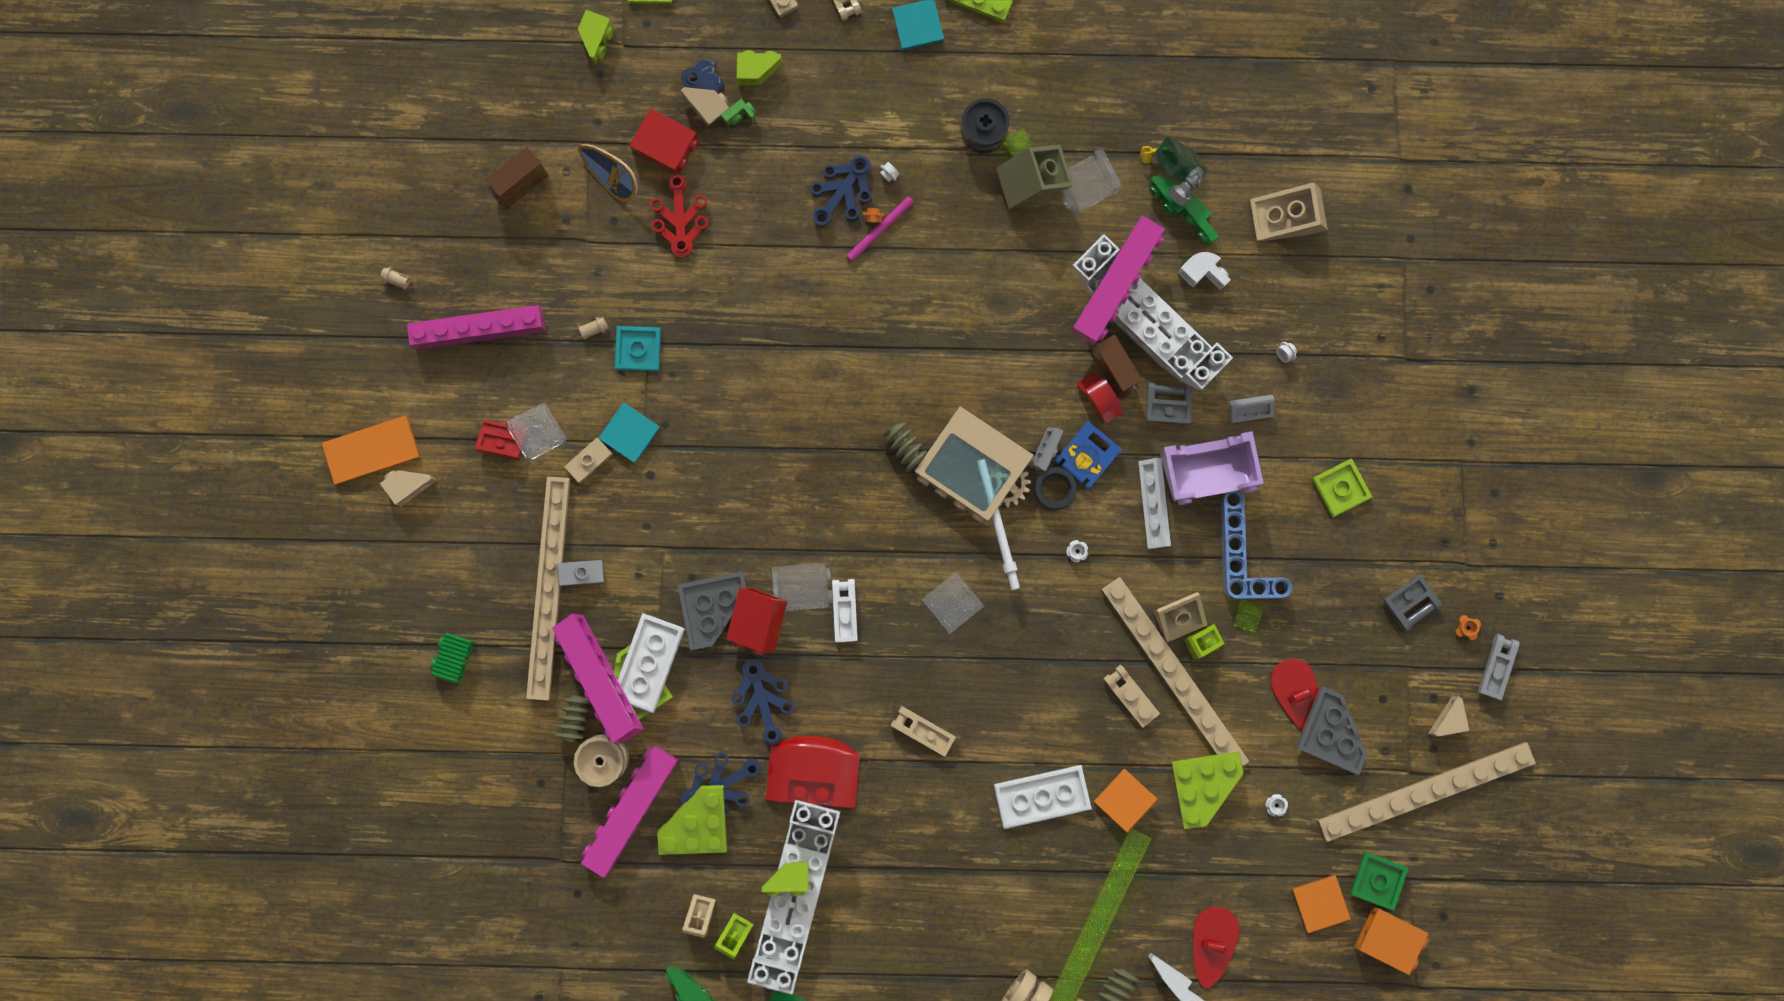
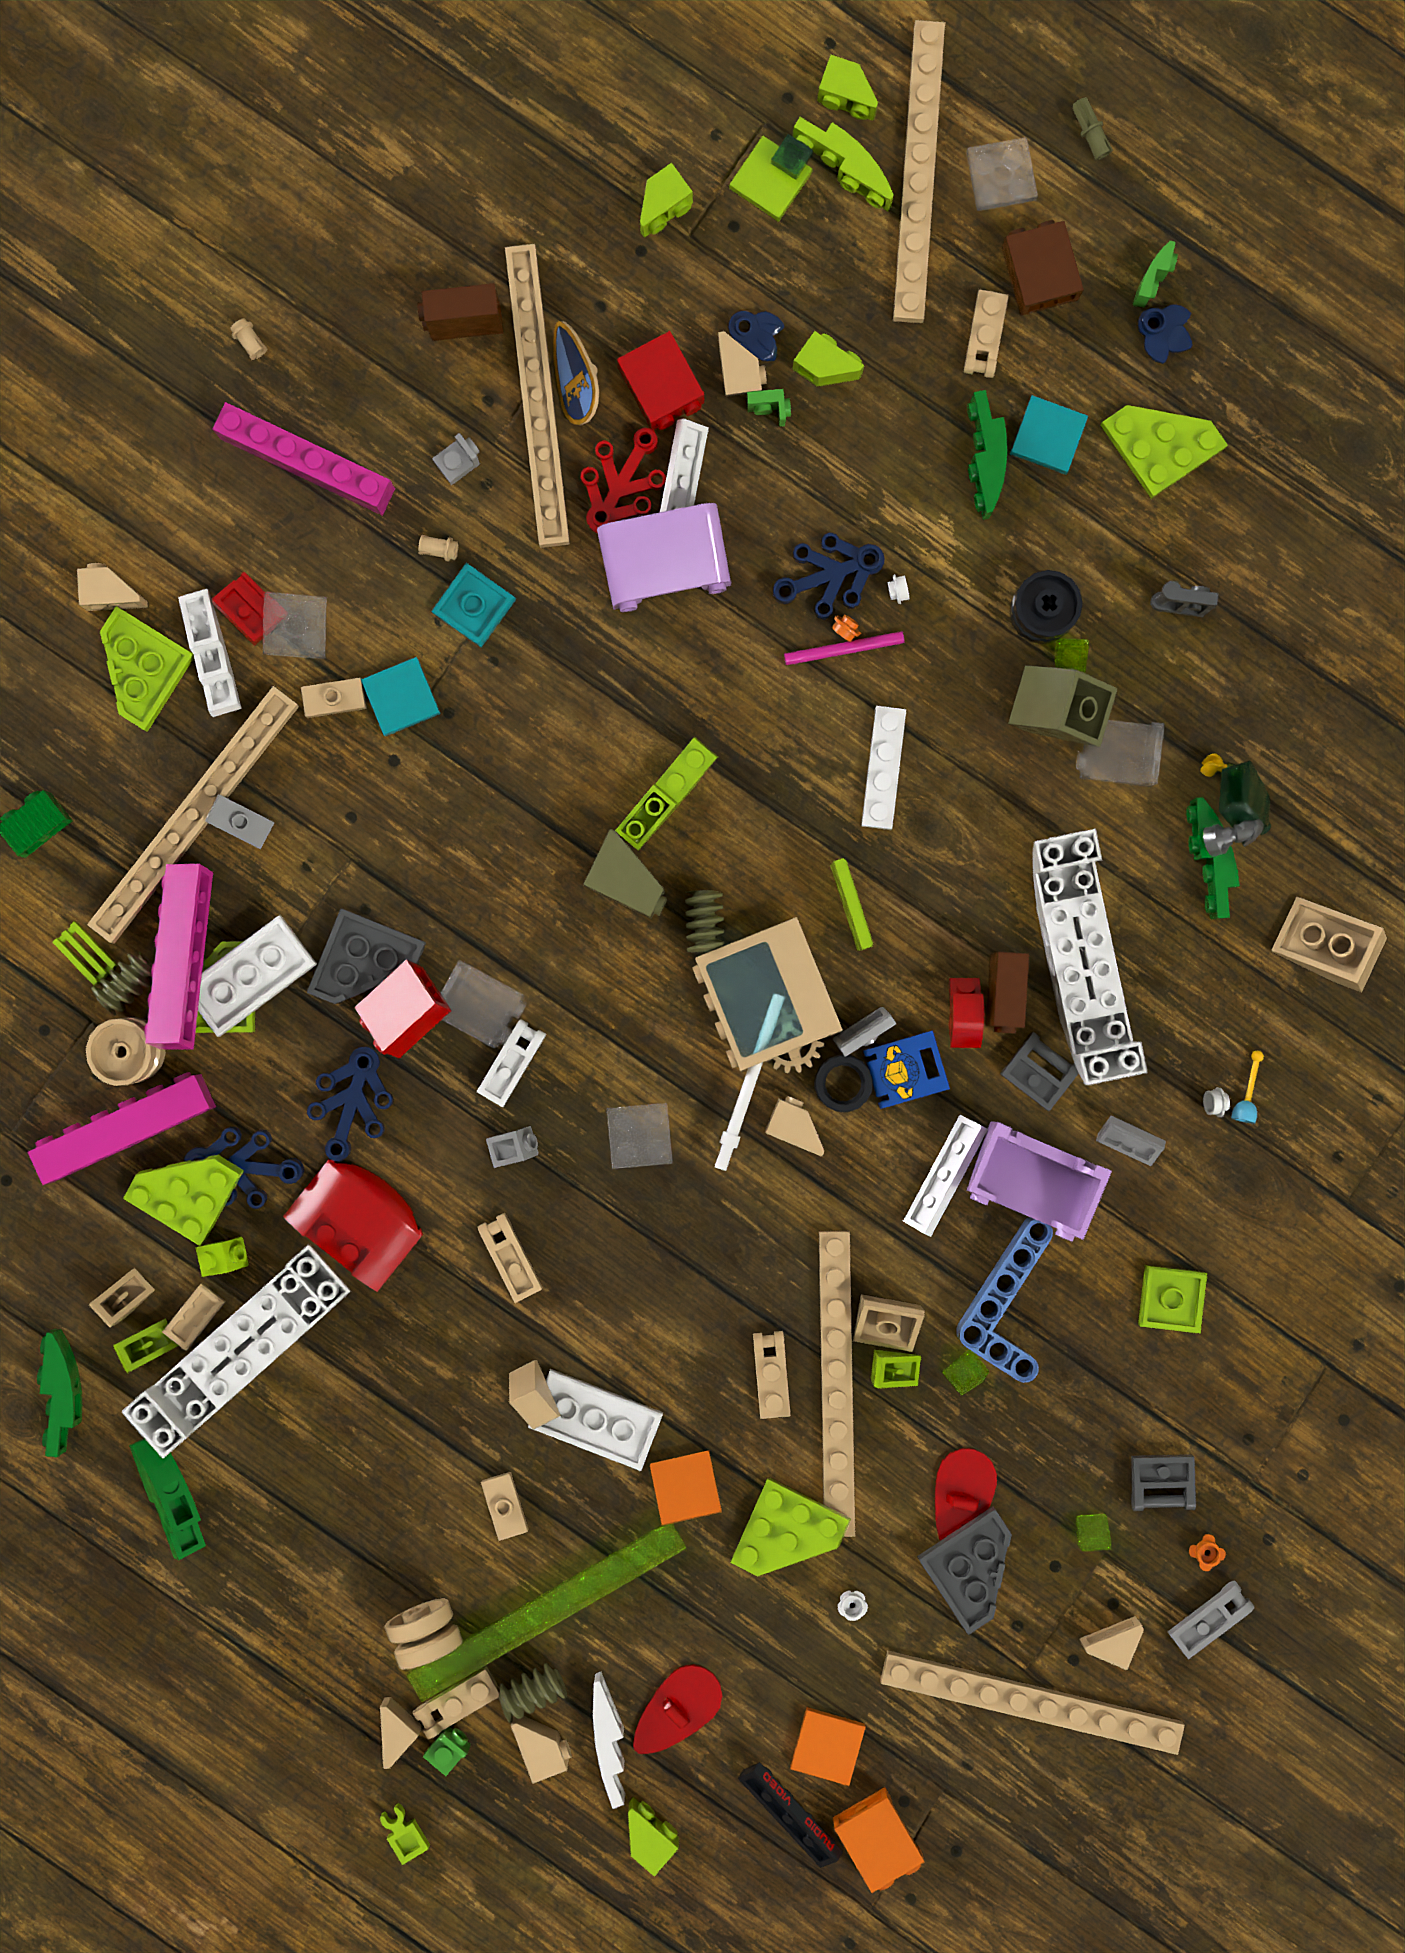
camera: 35 degrees right, 5 degrees up
(371, 450) = (94, 522): orange tile -> none
(458, 518) = (141, 667): none -> lime plate
(494, 482) = (209, 652): none -> white slope
(517, 713) = (66, 935): none -> lime tile
(570, 267) = (457, 459): none -> light grey bracket
(594, 199) = (537, 395): none -> tan plate
(716, 193) = (684, 465): none -> white plate
(734, 243) = (664, 554): none -> lavender windscreen
(744, 850) = (222, 1257): none -> lime bracket
(751, 899) = (194, 1316): none -> tan plate
(791, 878) = (246, 1326): lime slope -> none
(831, 384) = (666, 793): none -> lime slope
(841, 451) = (624, 878): none -> olive slope
(879, 661) = (512, 1147): none -> light grey bracket
(894, 65) = (989, 465): none -> green slope
(952, 284) = (883, 767): none -> white plate
(988, 377) = (851, 904): none -> lime tile
(993, 806) = (531, 1395): none -> tan slope
(1022, 888) = (504, 1506): none -> tan plate
(1043, 534) = (794, 1125): none -> tan slope
(1065, 68) = (1192, 601): none -> dark grey plate
(1076, 557) = (821, 1178): white plate -> none
(1117, 281) = (1077, 893): dark pink brick -> none
(1204, 265) = (1186, 937): white brick -> none
(1307, 345) = (1245, 1110): none -> hinge
(1327, 961) = (790, 1815): none -> black plate
(1379, 880) = (910, 1765): green plate -> none
(1391, 661) = (1093, 1532): none -> clear neon green slope

